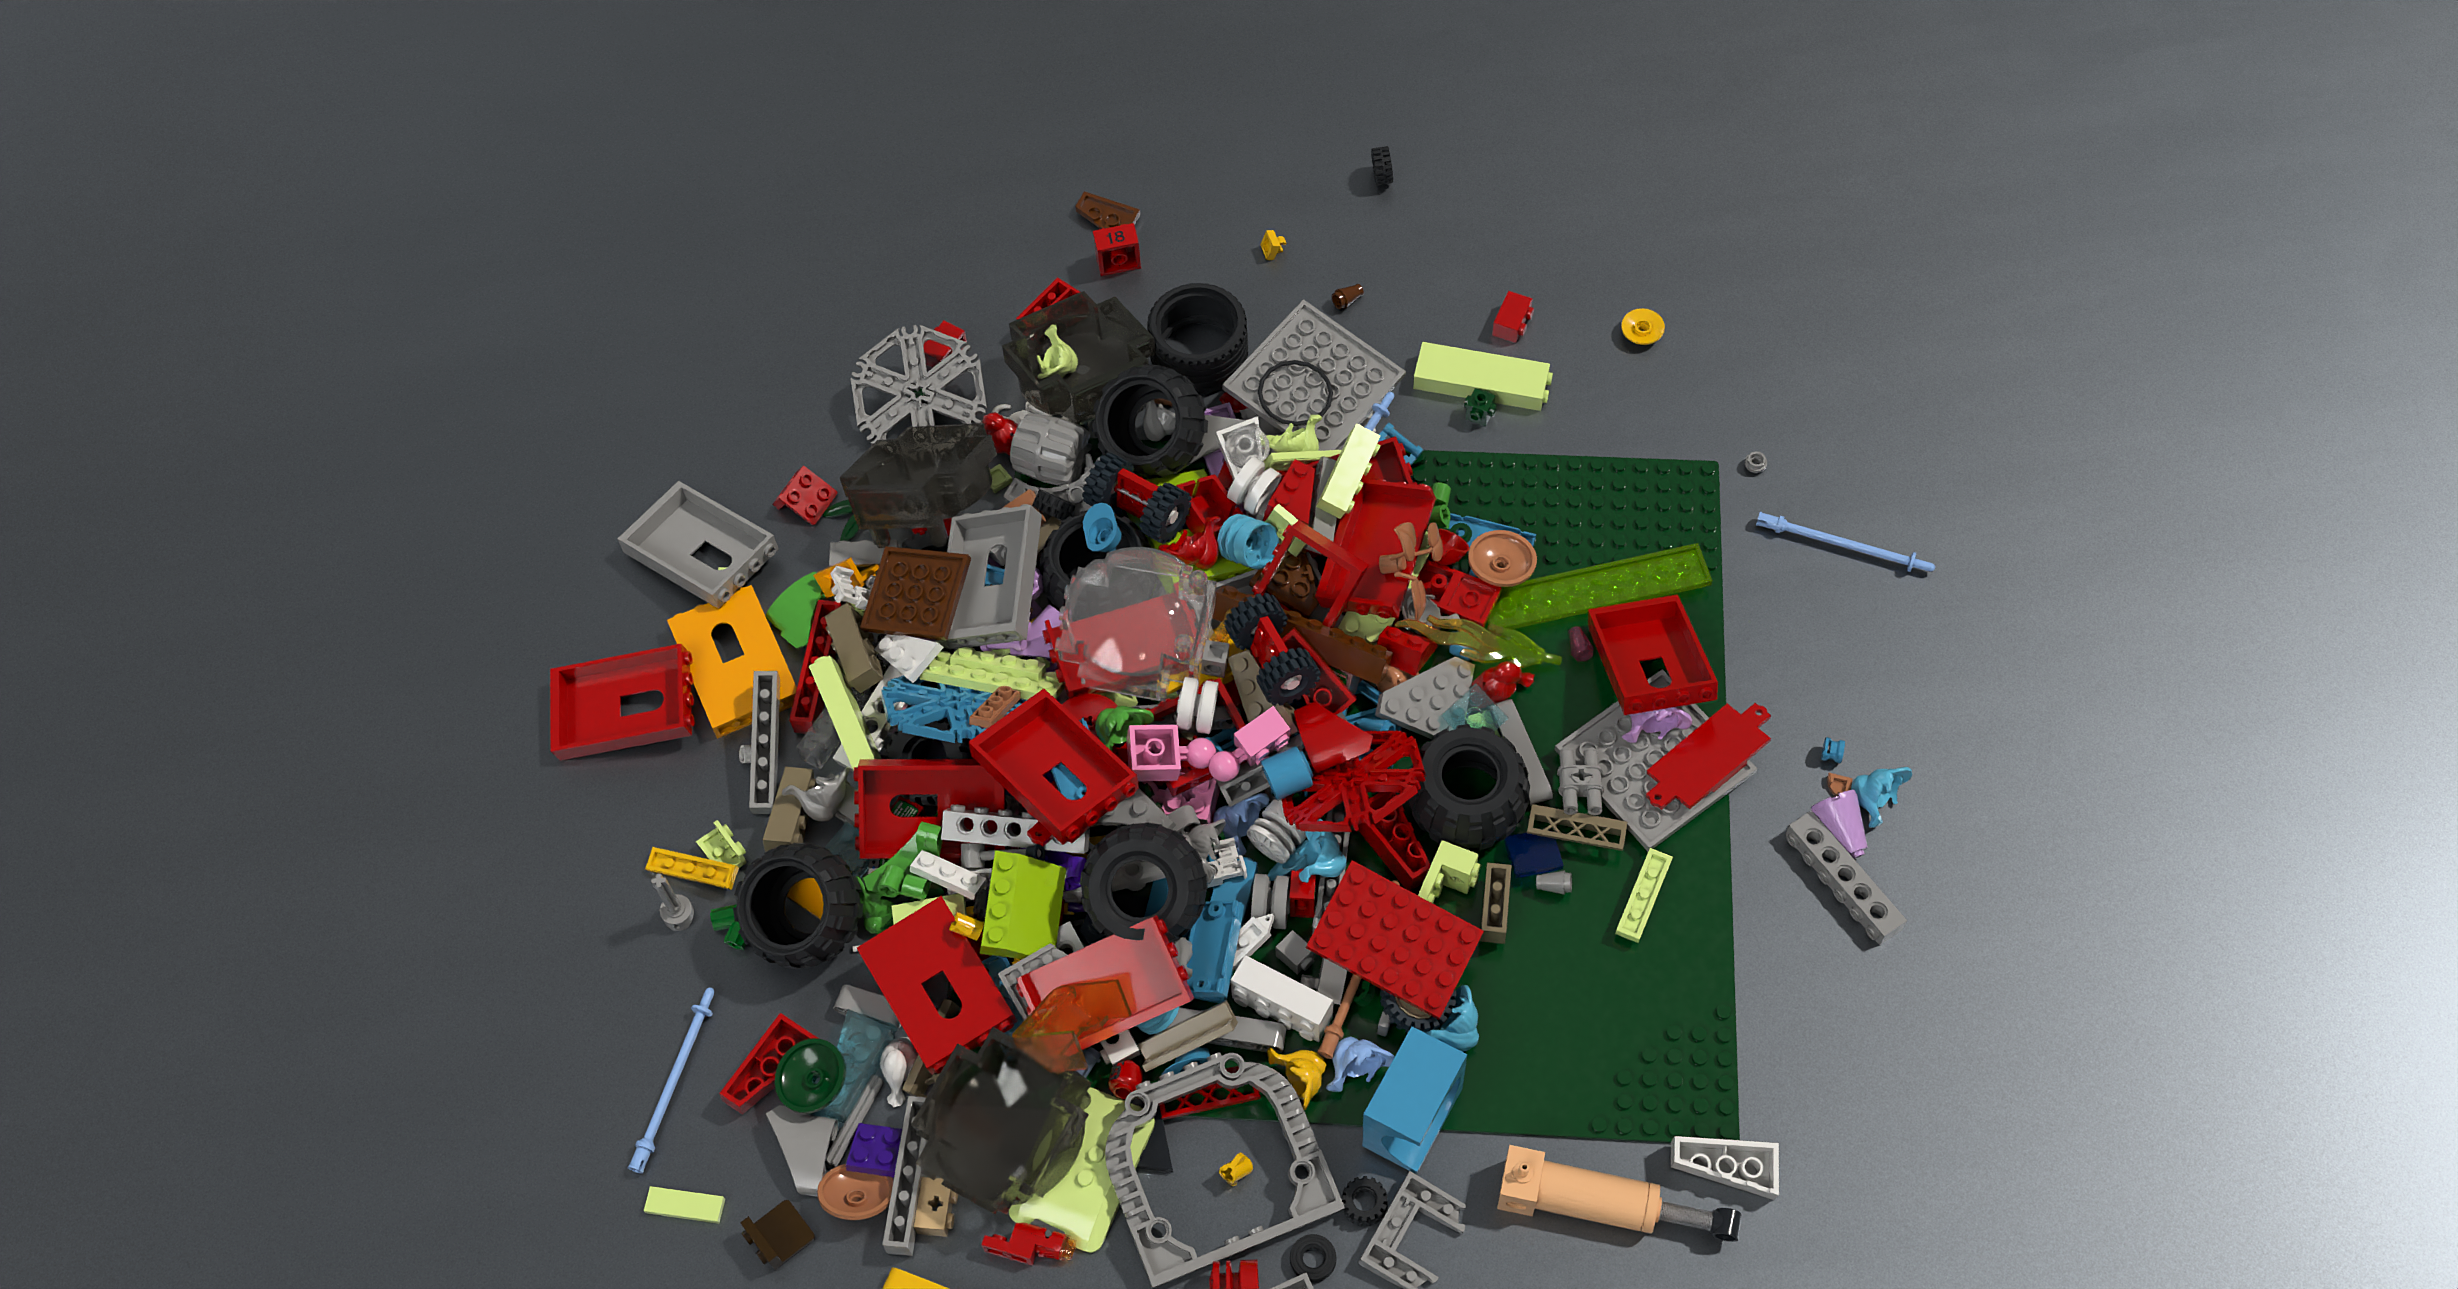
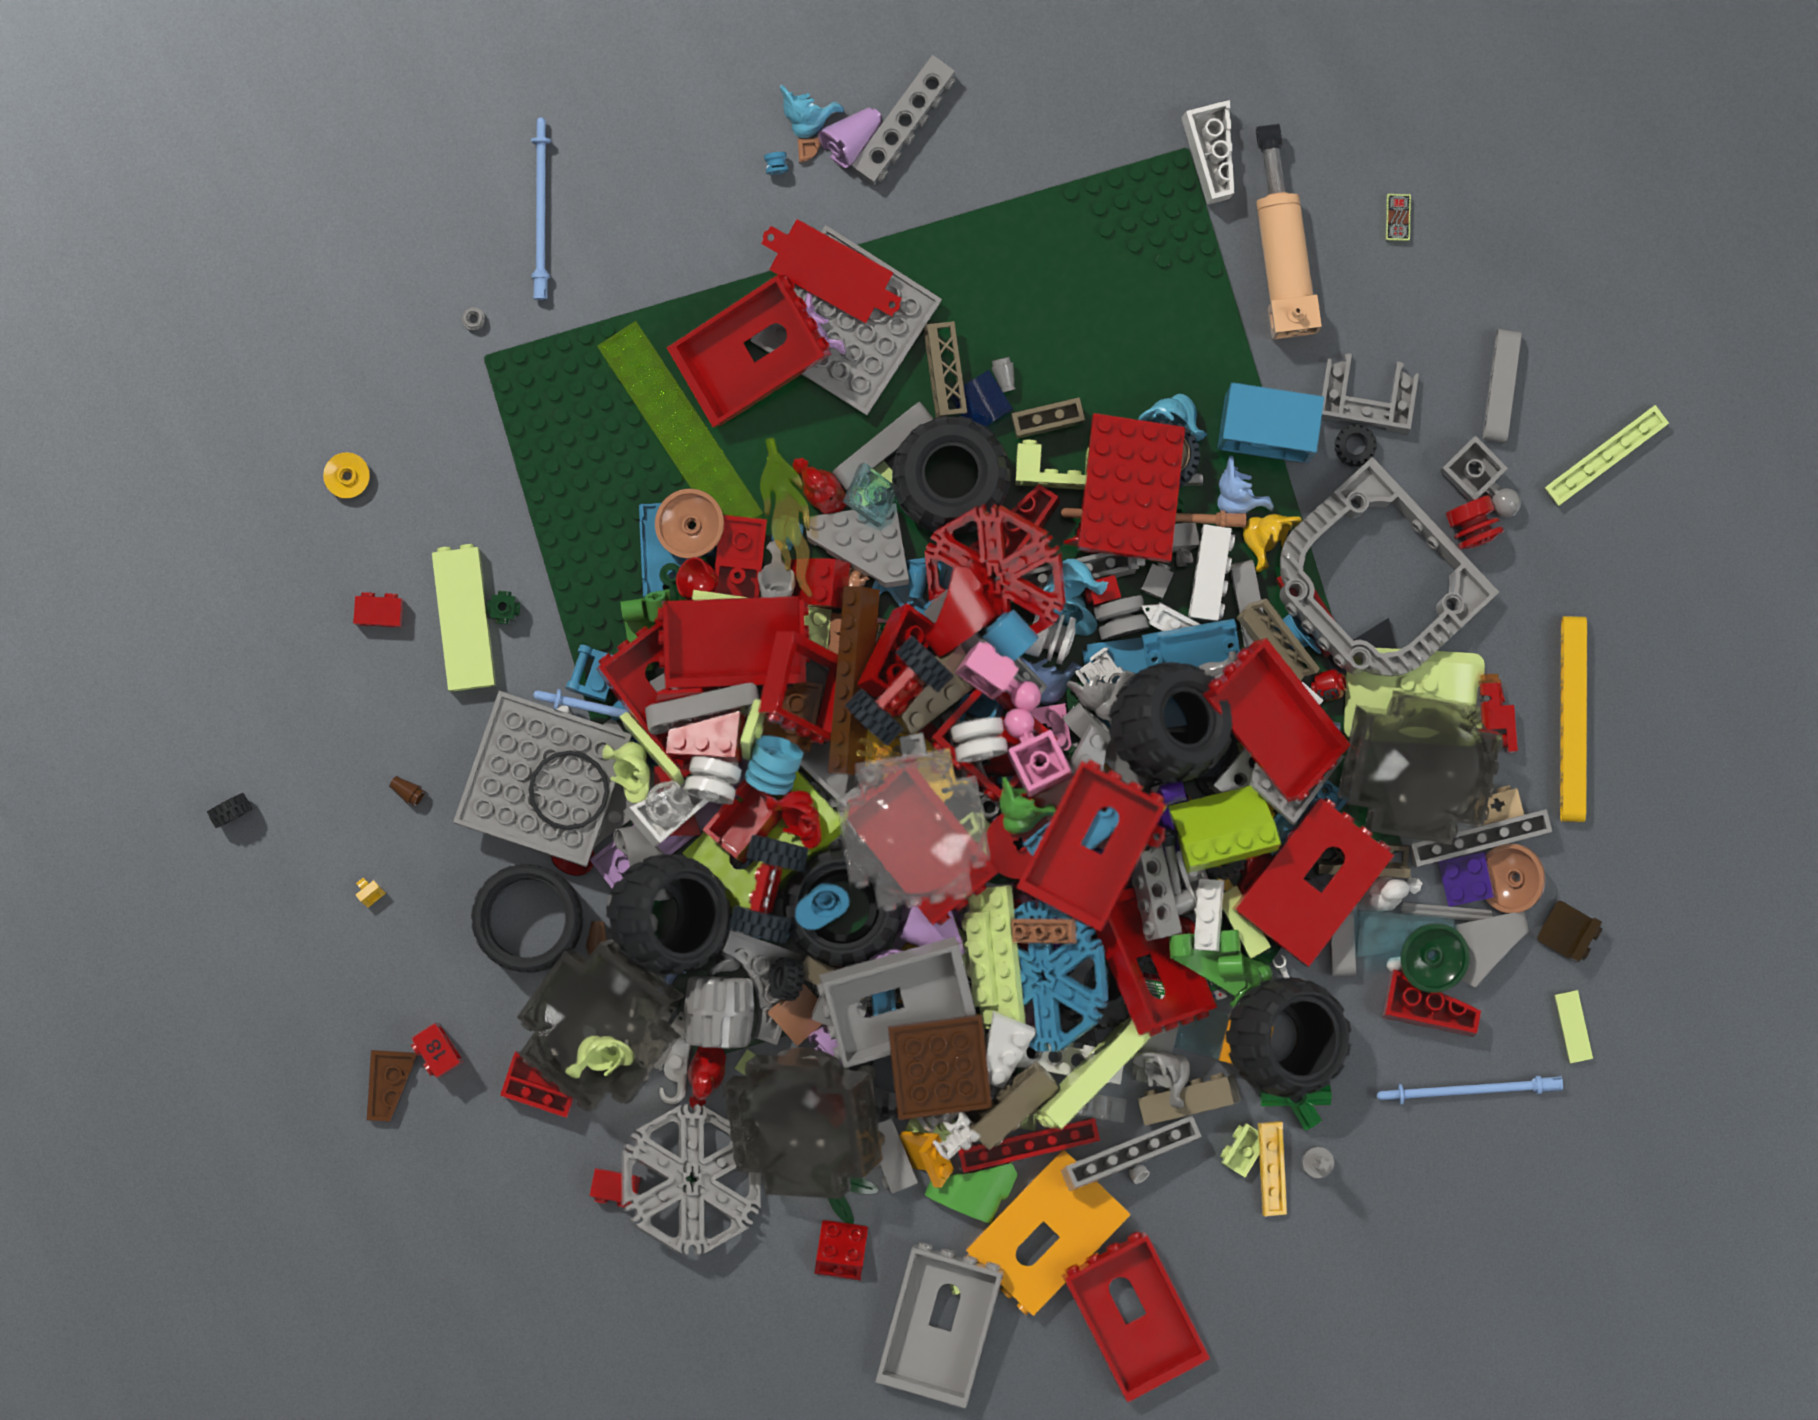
camera: 115 degrees left, 25 degrees up
(967, 926) = (1259, 870): yellow piece -> none
(1055, 1024) = (1328, 748): clear orange windscreen -> none
(1236, 1169) = (1370, 561): yellow piece -> none
(1317, 1242) = (1419, 457): black tyre -> none
(1348, 471) = (669, 691): yellowish green brick -> none
(1397, 562) = (747, 602): nougat plant -> none
(1580, 645) = (748, 425): clear pink cone -> none
(1580, 781) = (891, 372): light grey pin -> none
(1644, 895) = (988, 291): yellowish green plate -> none

